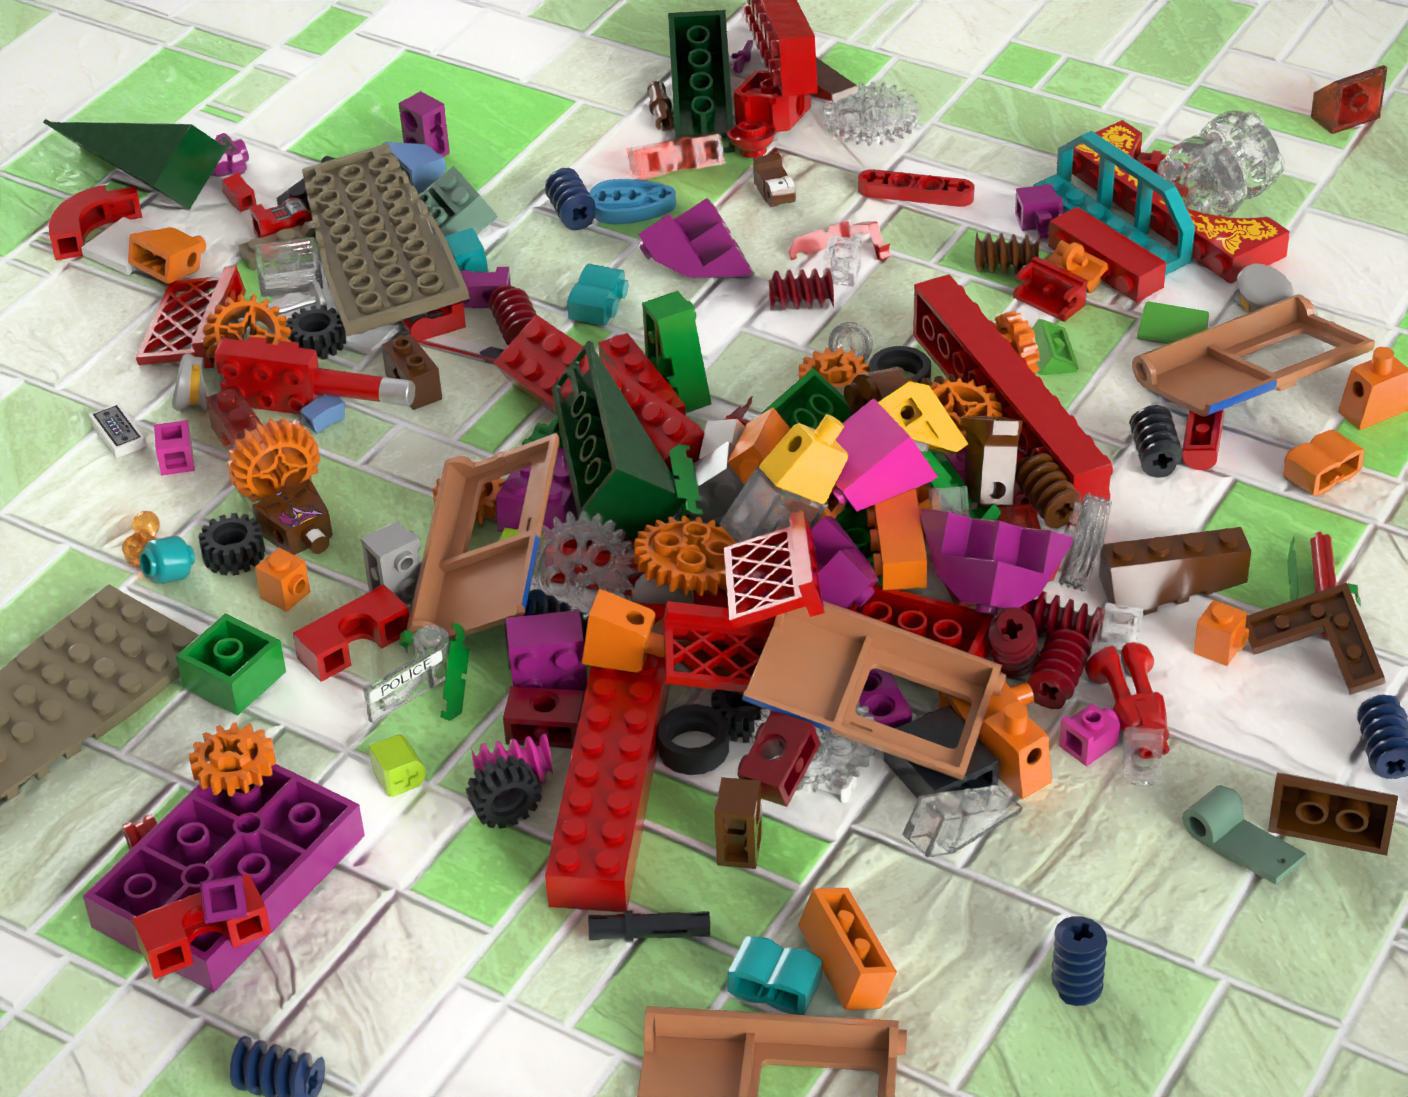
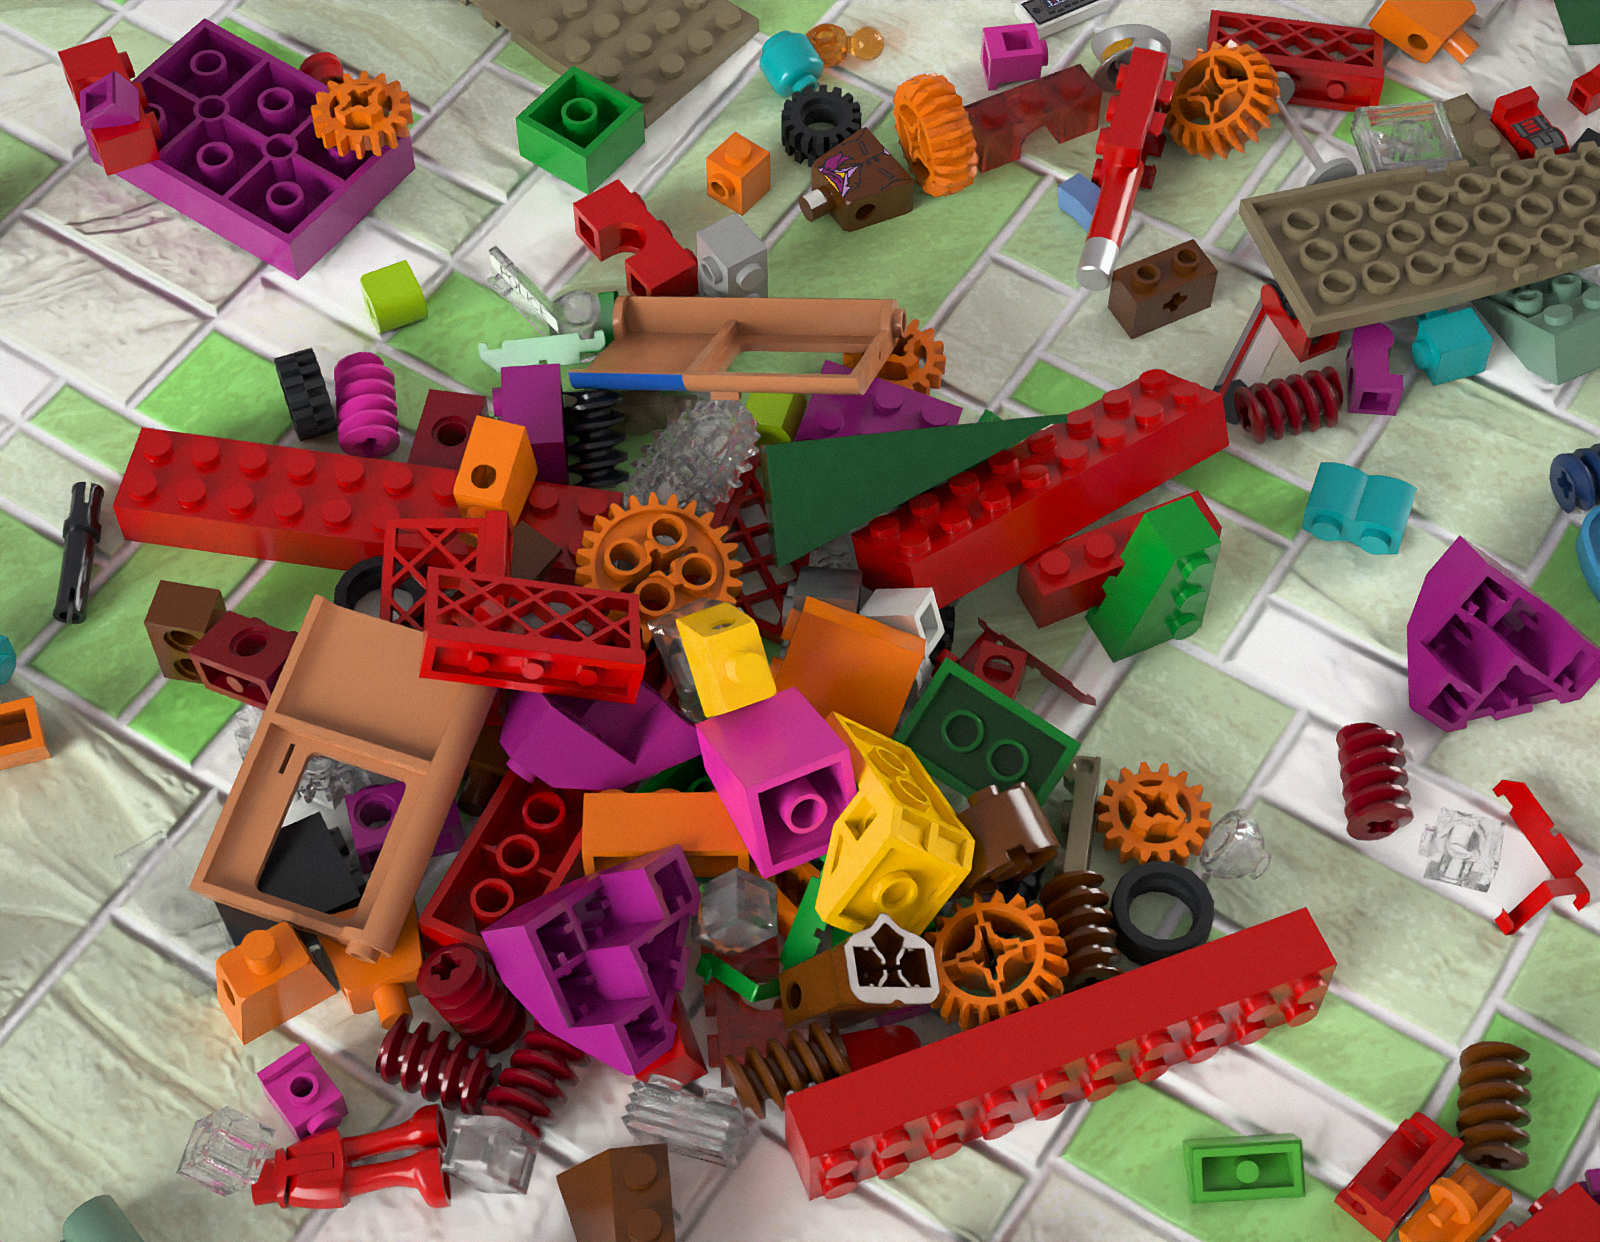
camera: 90 degrees right, 15 degrees up
(317, 330) = (1258, 167): black tyre -> none
(687, 485) = (794, 563): green piece -> none
(1020, 336) = (1192, 1077): orange gear -> none

